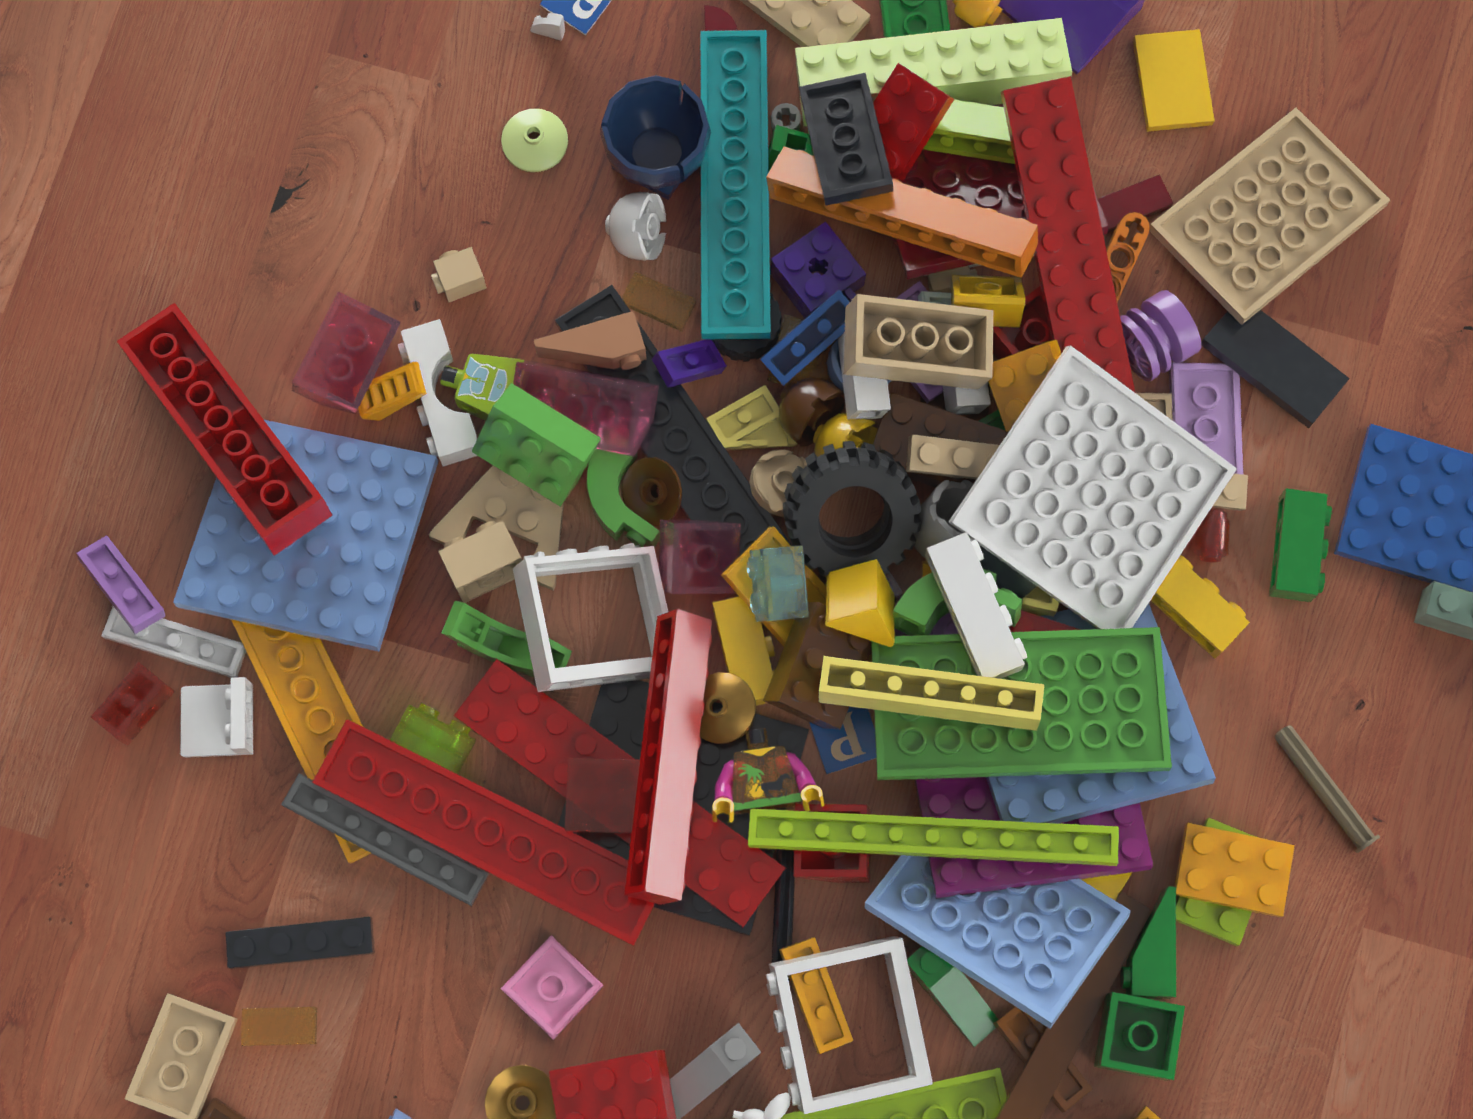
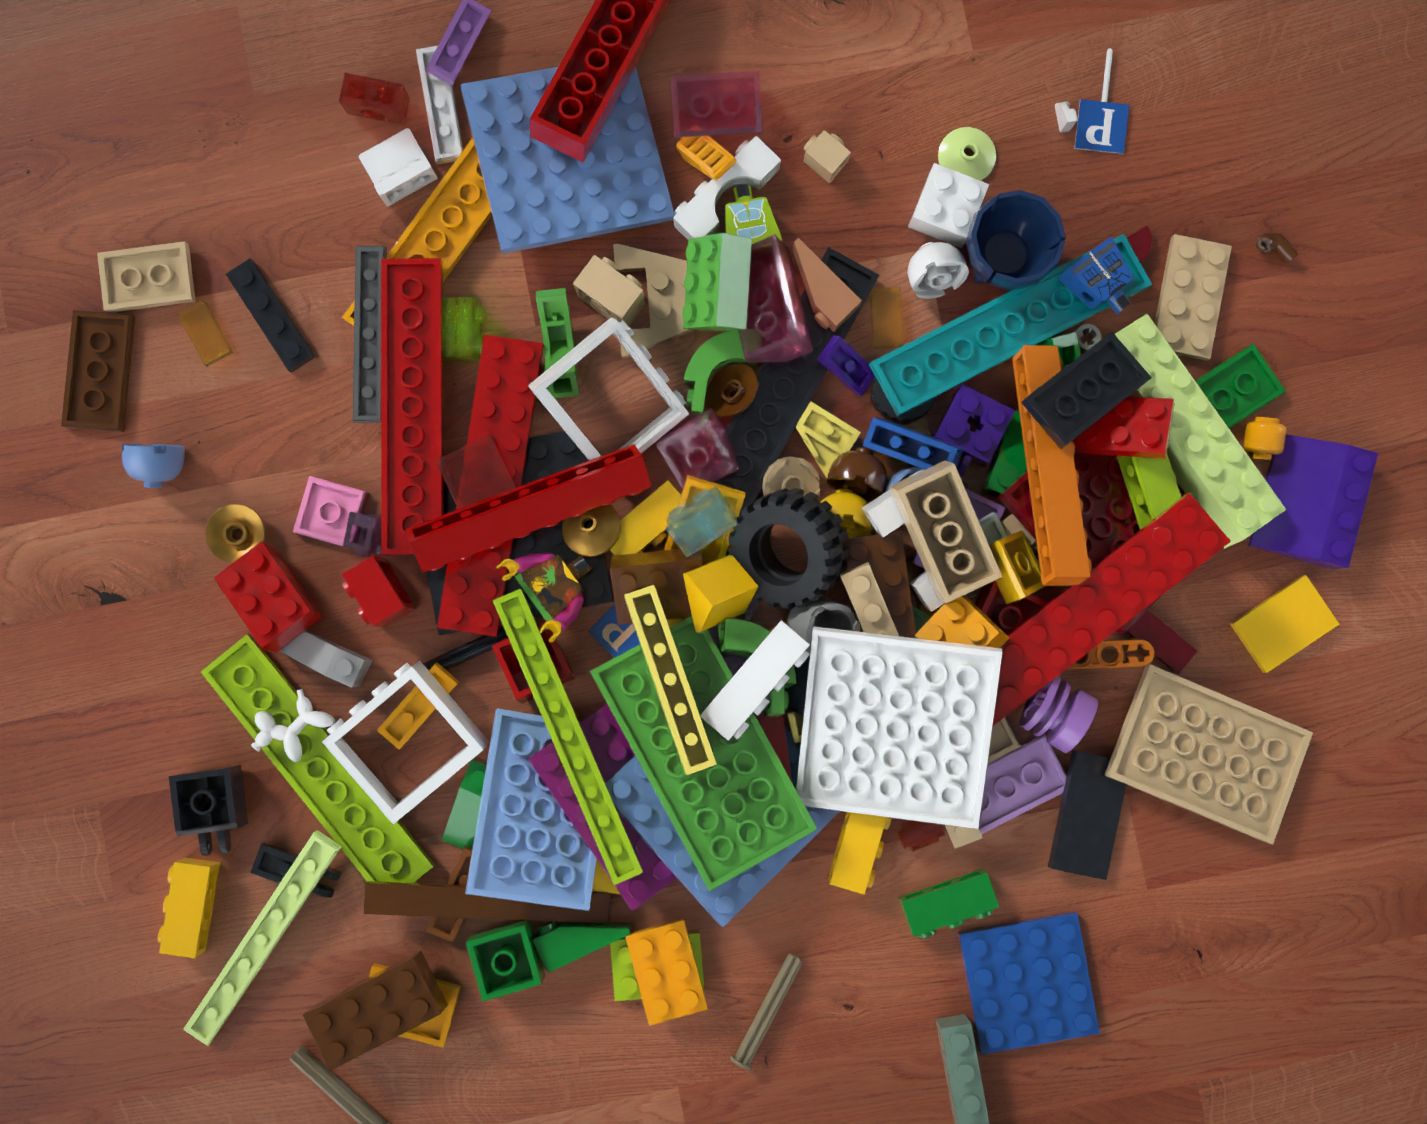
camera: 60 degrees right, 10 degrees up
(578, 182) = (948, 205): none -> white brick
(585, 958) = (363, 533): none -> clear purple brick
(671, 971) = (377, 592): none -> red brick
(735, 73) = (1100, 277): none -> blue torso
(874, 255) = (1008, 460): none -> green slope

